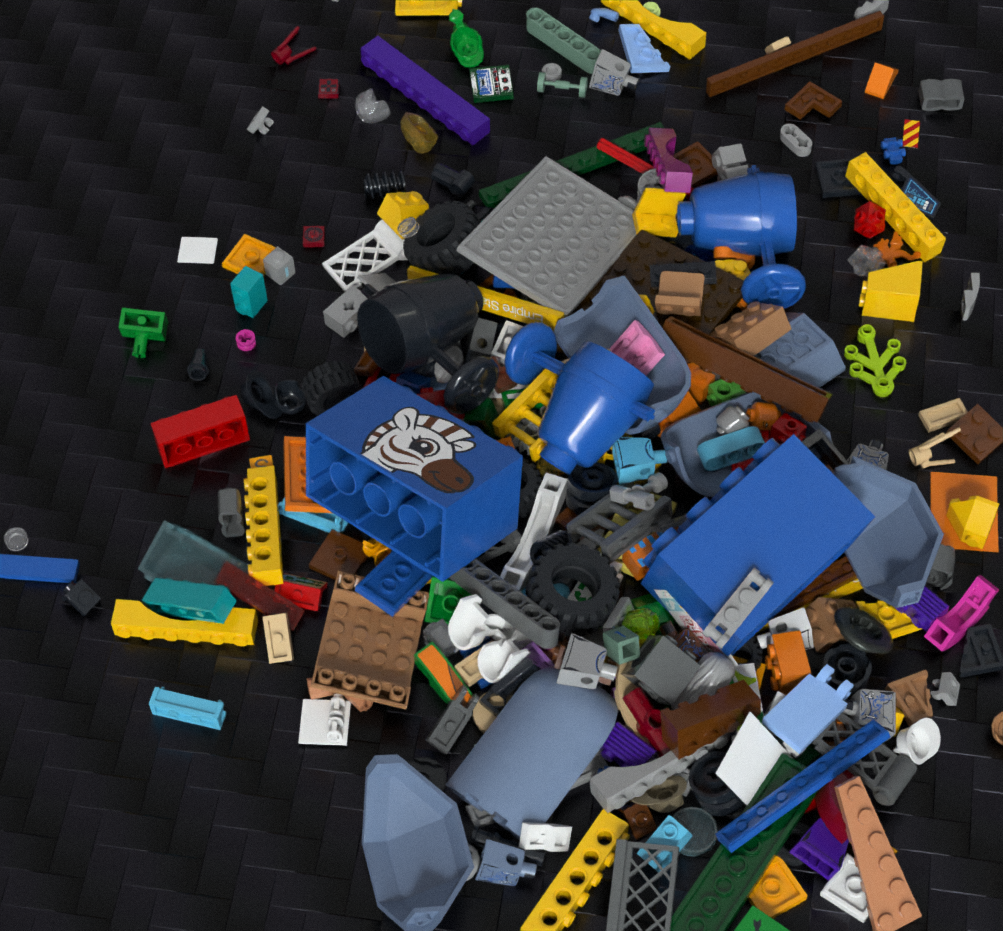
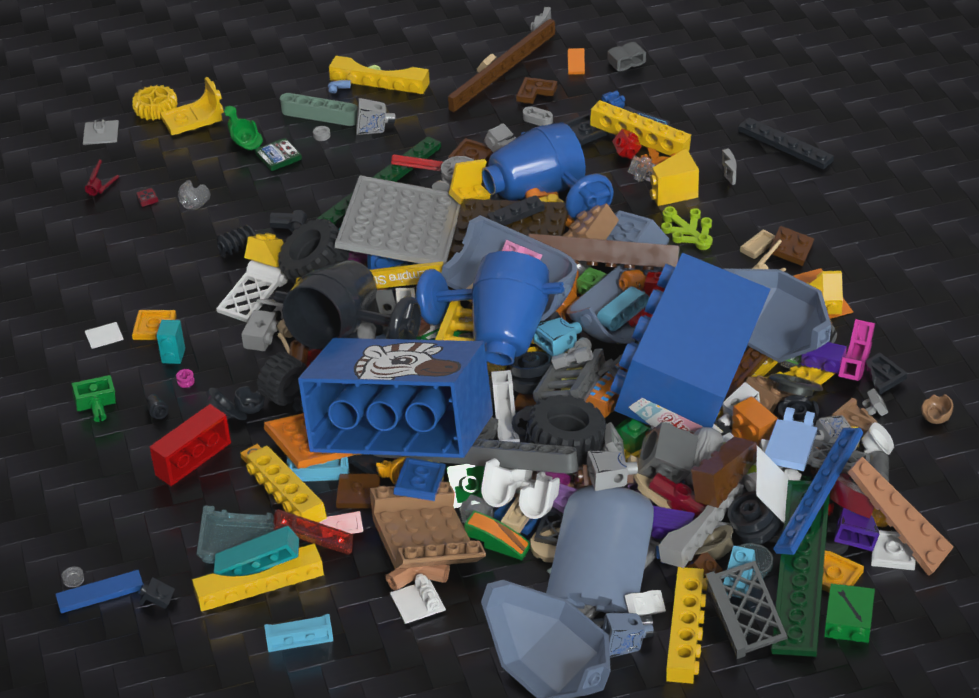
camera: 25 degrees left, 15 degrees down
(231, 512) = (252, 488): dark grey brick -> none
(259, 121) = (104, 234): light grey tile -> none
(278, 638) = (345, 557): tan plate -> none
(279, 265) = (187, 317): light grey brick -> none
(313, 236) = (197, 294): dark red tile -> none
(408, 227) = (279, 254): clear tile -> none
(418, 132) = (241, 201): clear yellow piece -> none
(425, 90) = (228, 172): dark purple brick -> none
(452, 721) = (521, 559): dark grey hinge -> none
(515, 678) = (557, 506): black tile -> none
(562, 84) = (336, 136): sand green wheel -> none
(621, 645) = (630, 446): sand green brick -> none
(639, 51) = (377, 93): light blue wing -> none
(642, 622) = (631, 434): clear neon green head -> none
(672, 173) = (462, 149): magenta arch -> none
(680, 293) = (525, 219): medium nougat bracket -> none
(732, 420) = (611, 289): light grey head -> none
(737, 608) = (710, 376): light grey plate -> none
(911, 133) = (619, 86): sticker -> none

